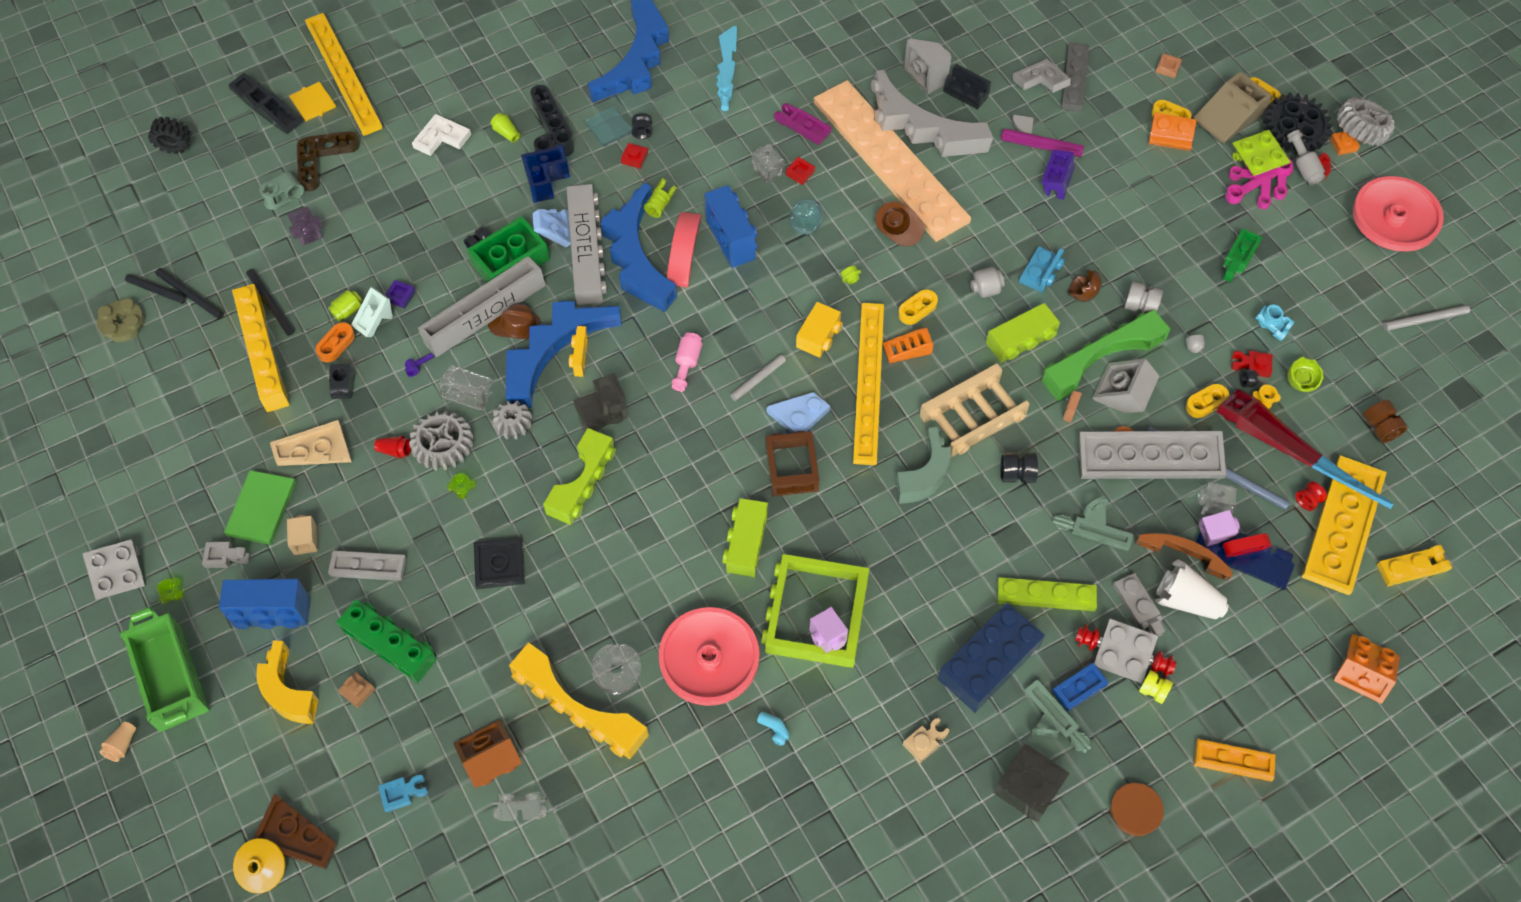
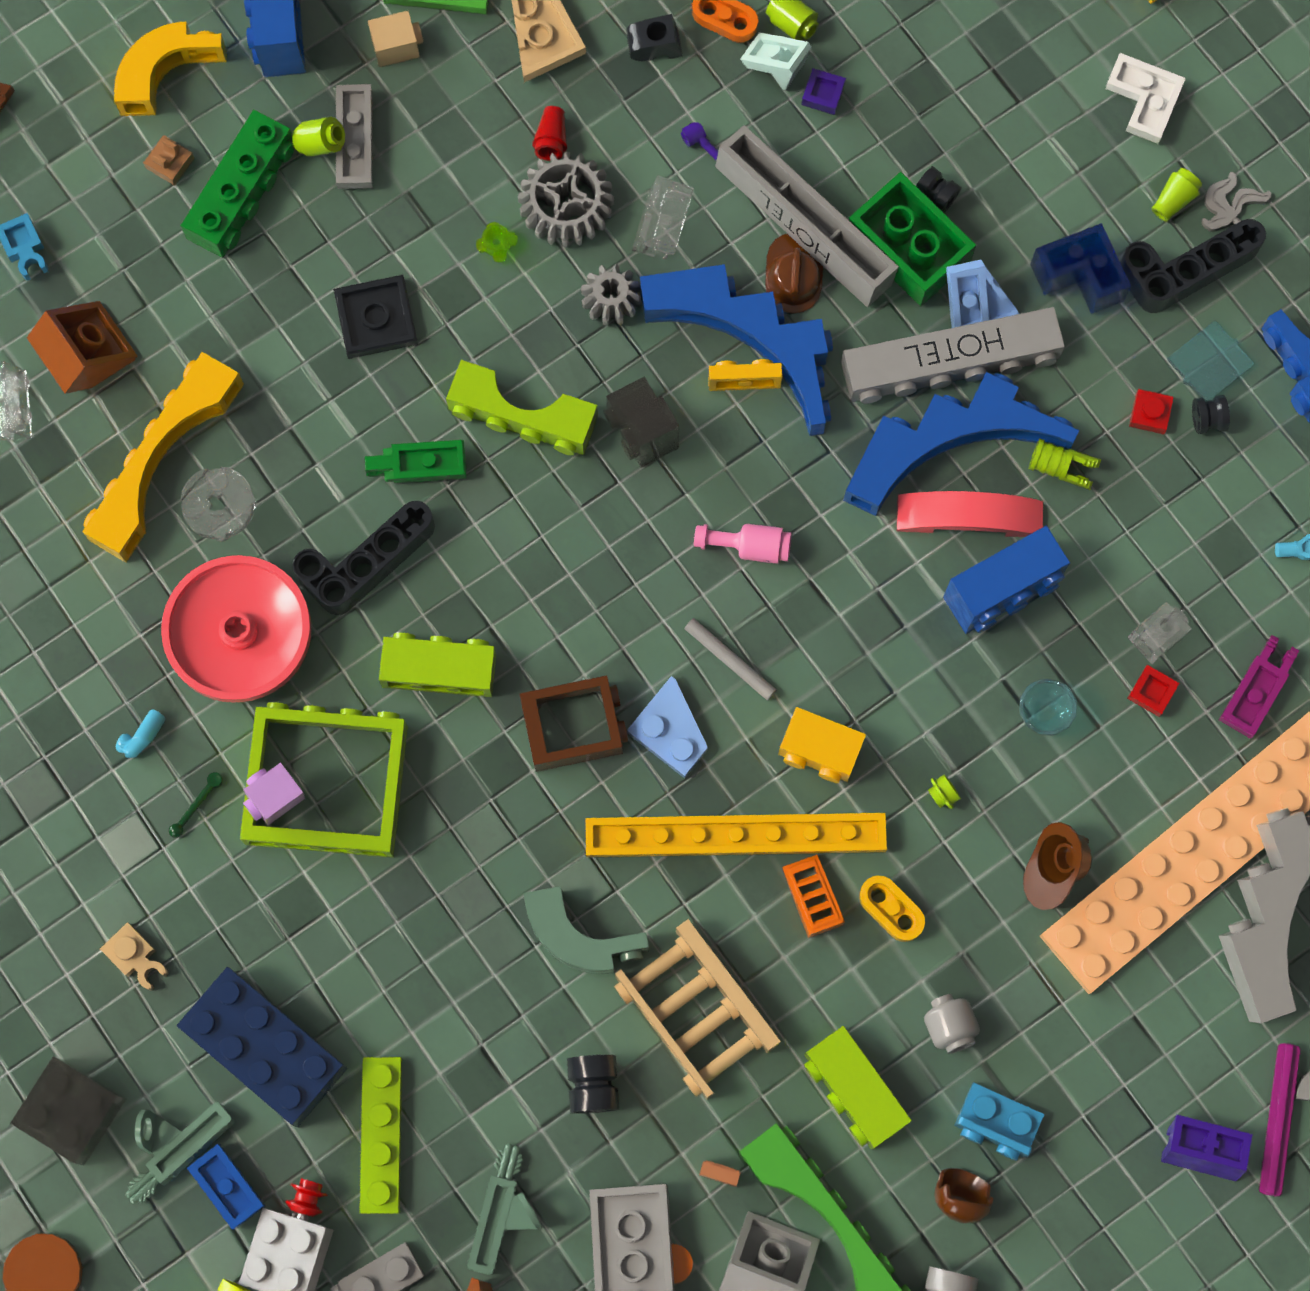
camera: 85 degrees right, 15 degrees up
(365, 582) = (319, 136): none -> lime brick
(518, 107) = (1217, 204): none -> light grey piece
(606, 540) = (419, 462): none -> green hinge
(665, 572) = (366, 553): none -> black beam
(809, 684) = (214, 781): none -> dark green hinge

